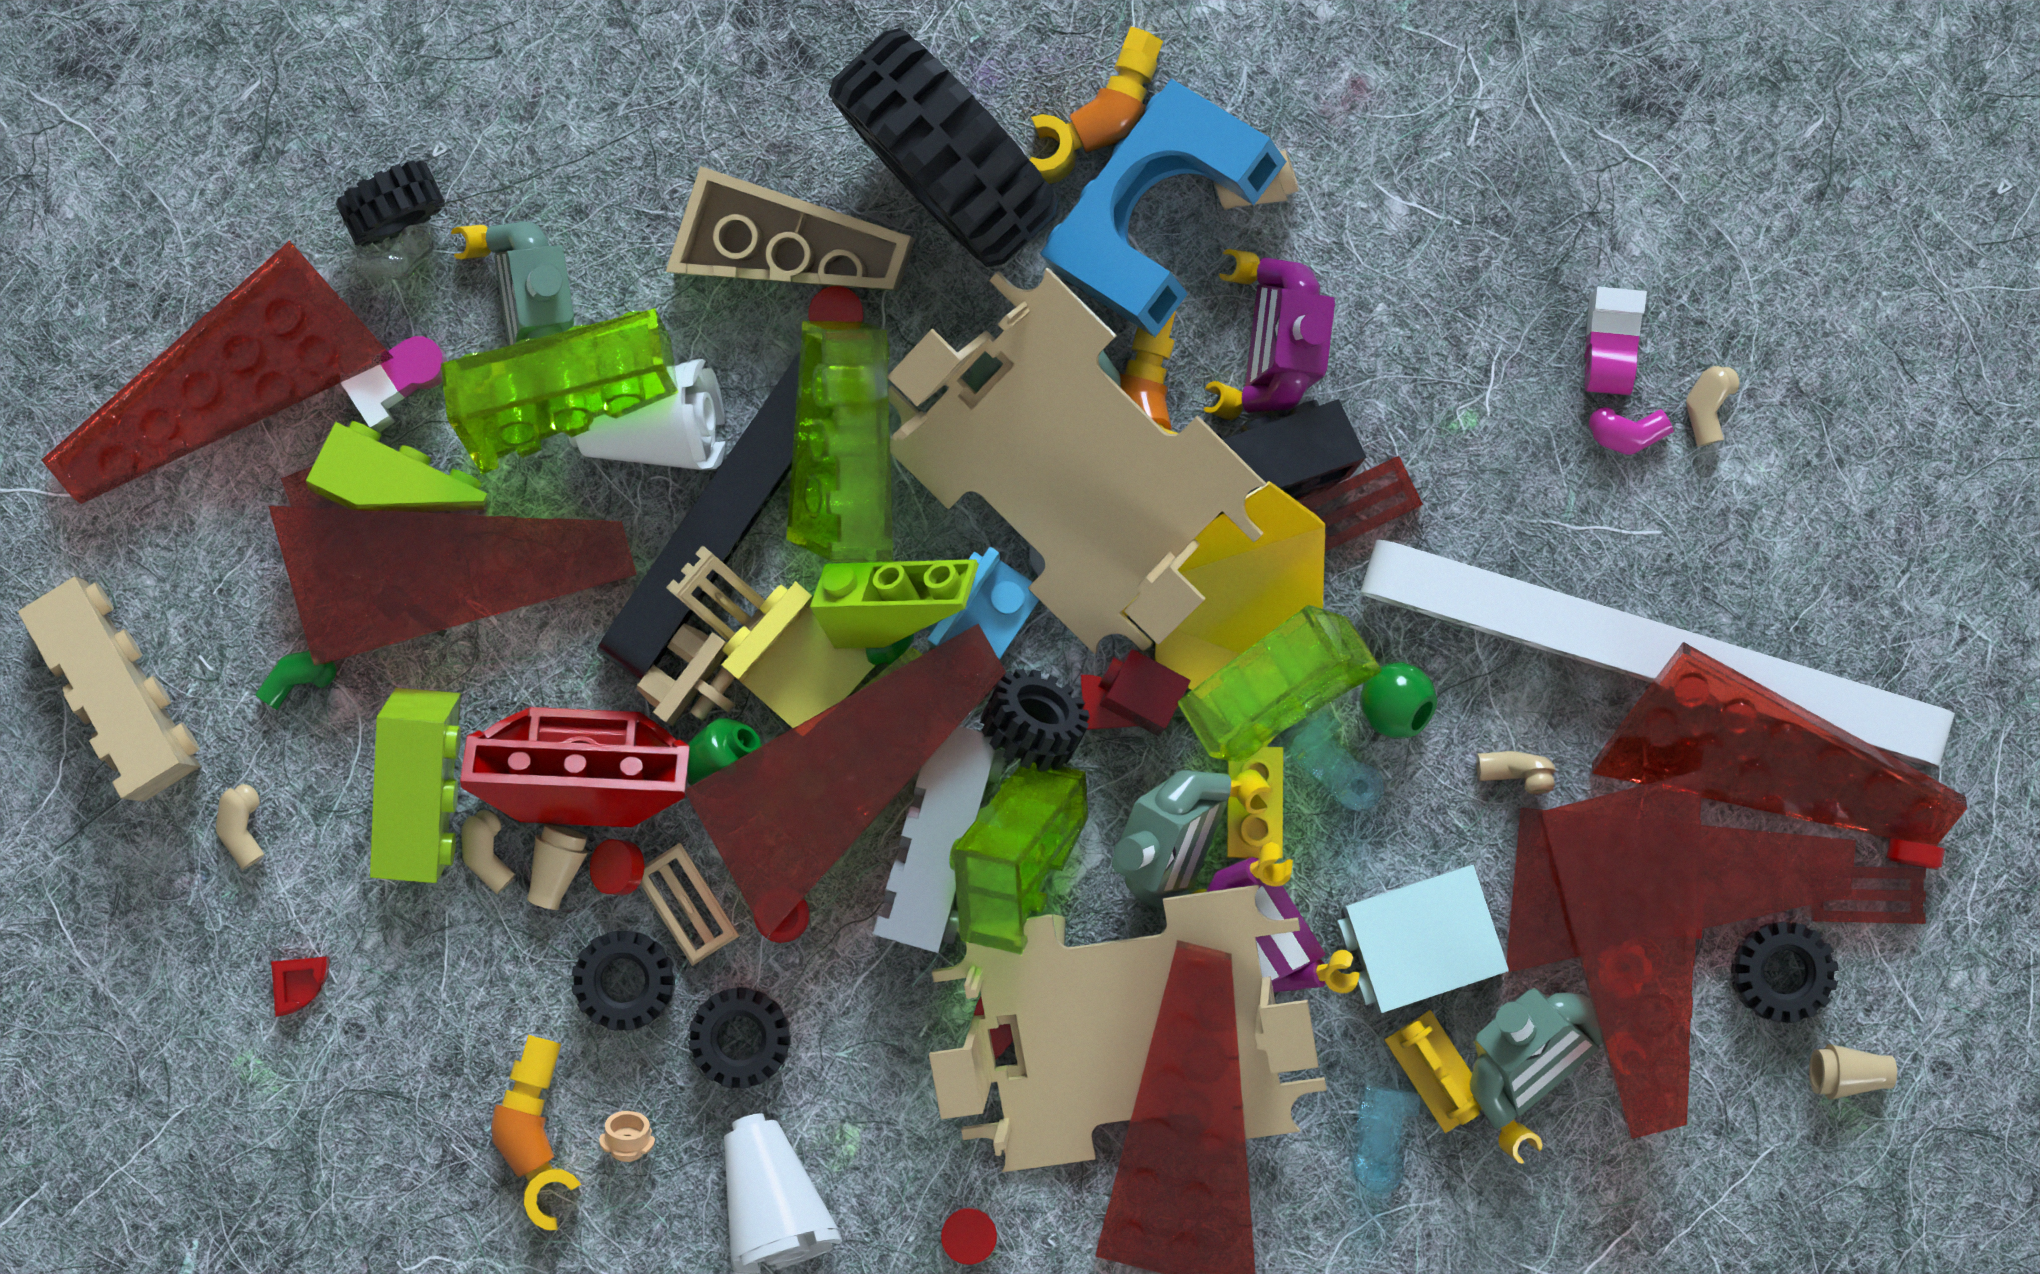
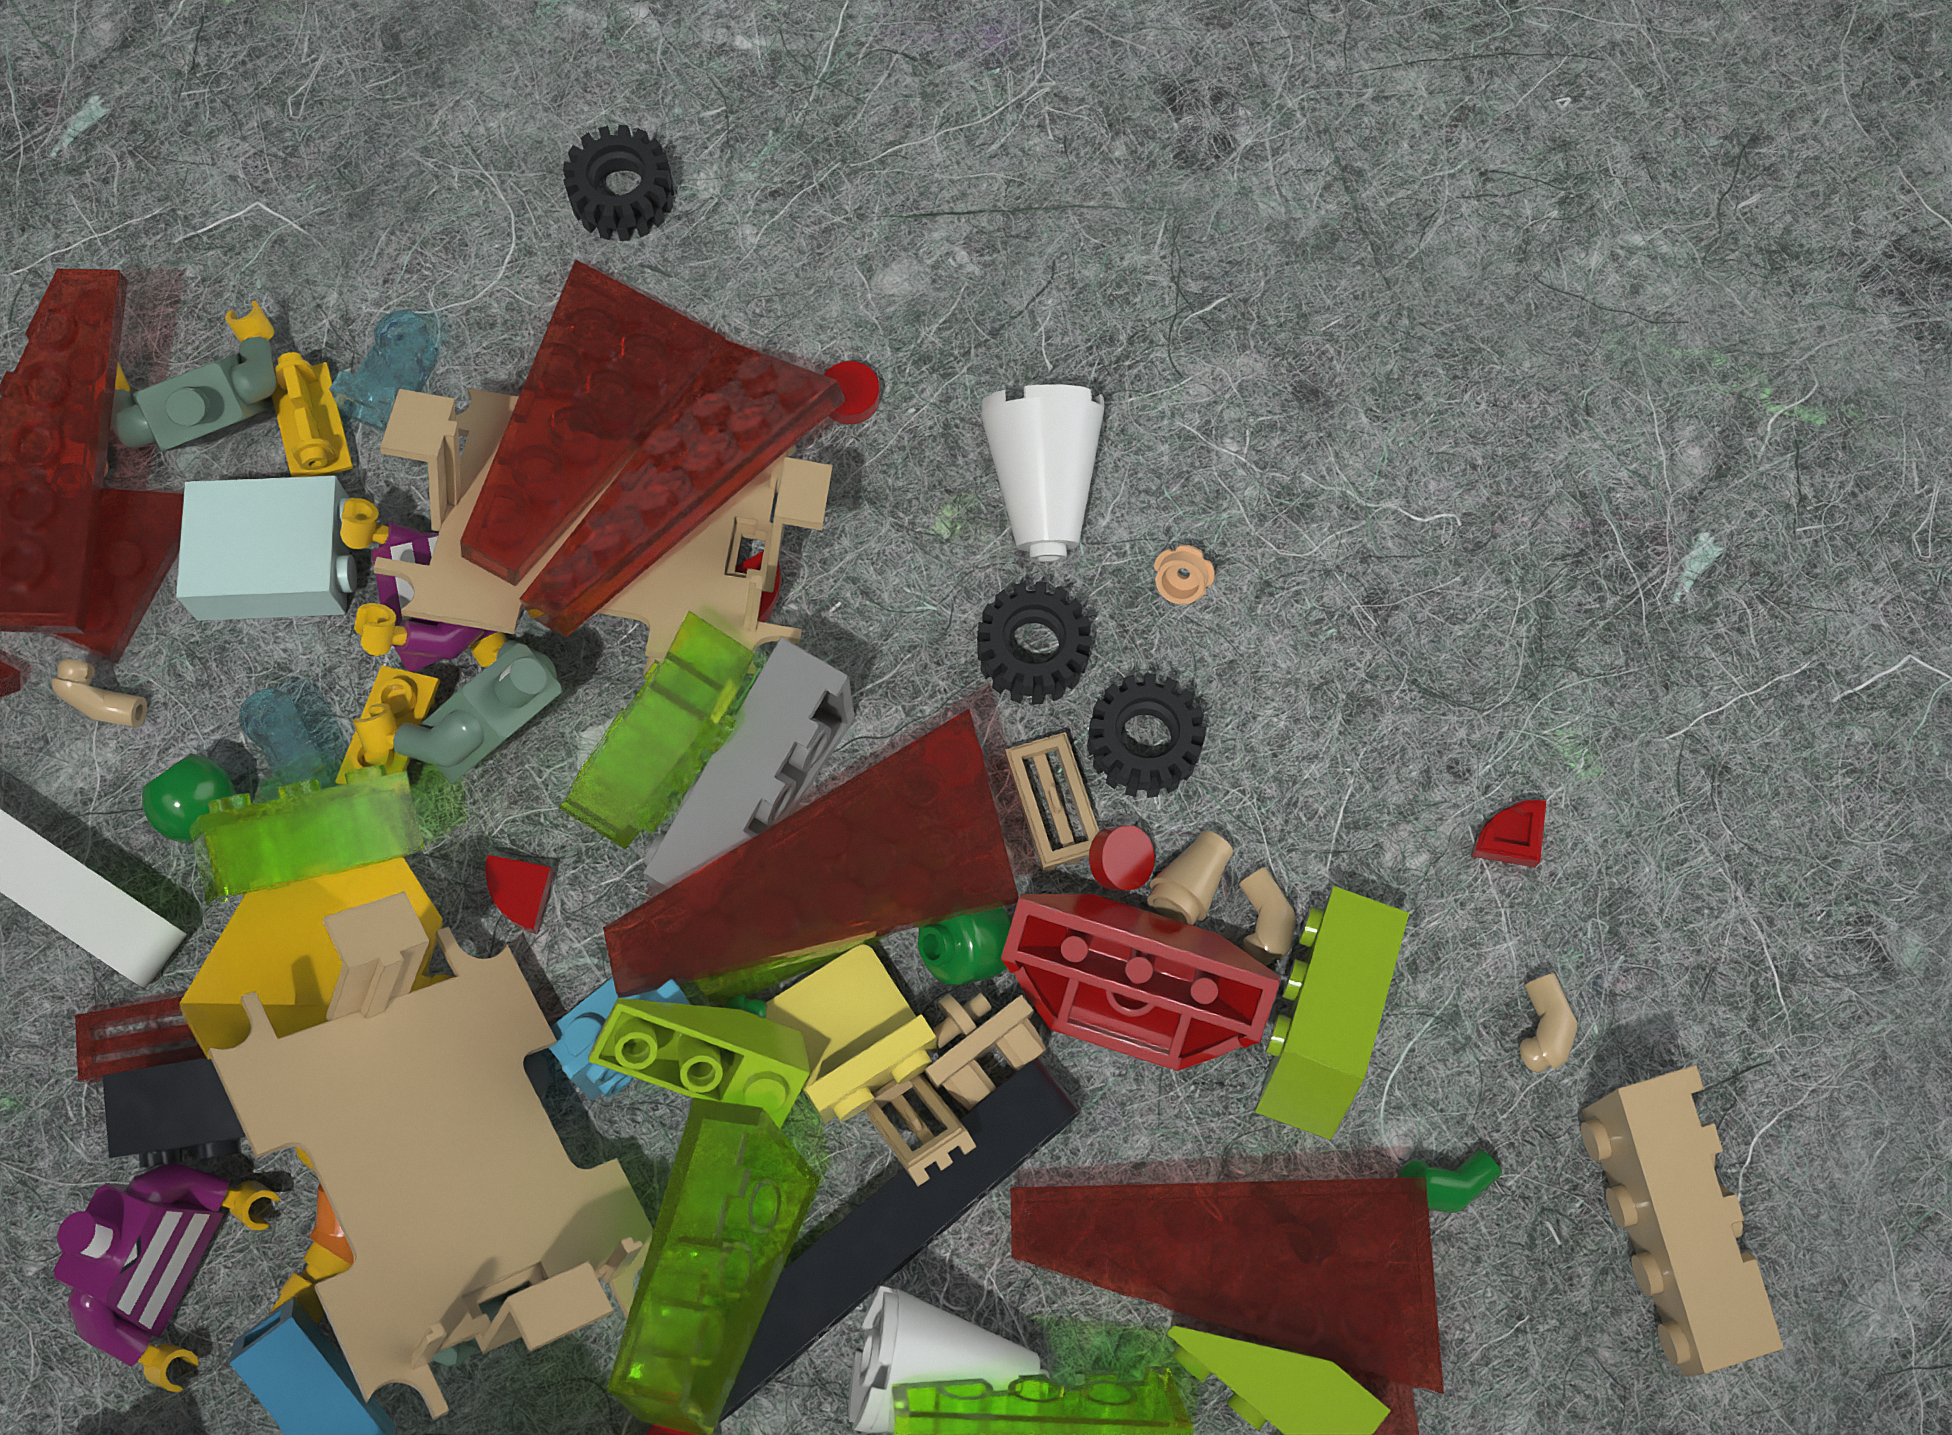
camera: 165 degrees left, 15 degrees down
(520, 1131) = (1297, 599): piece -> none
(1034, 720) = (570, 885): black tyre -> none
(1063, 1117) = (703, 452): none -> clear red wing
(1142, 691) = (464, 882): dark red brick -> none

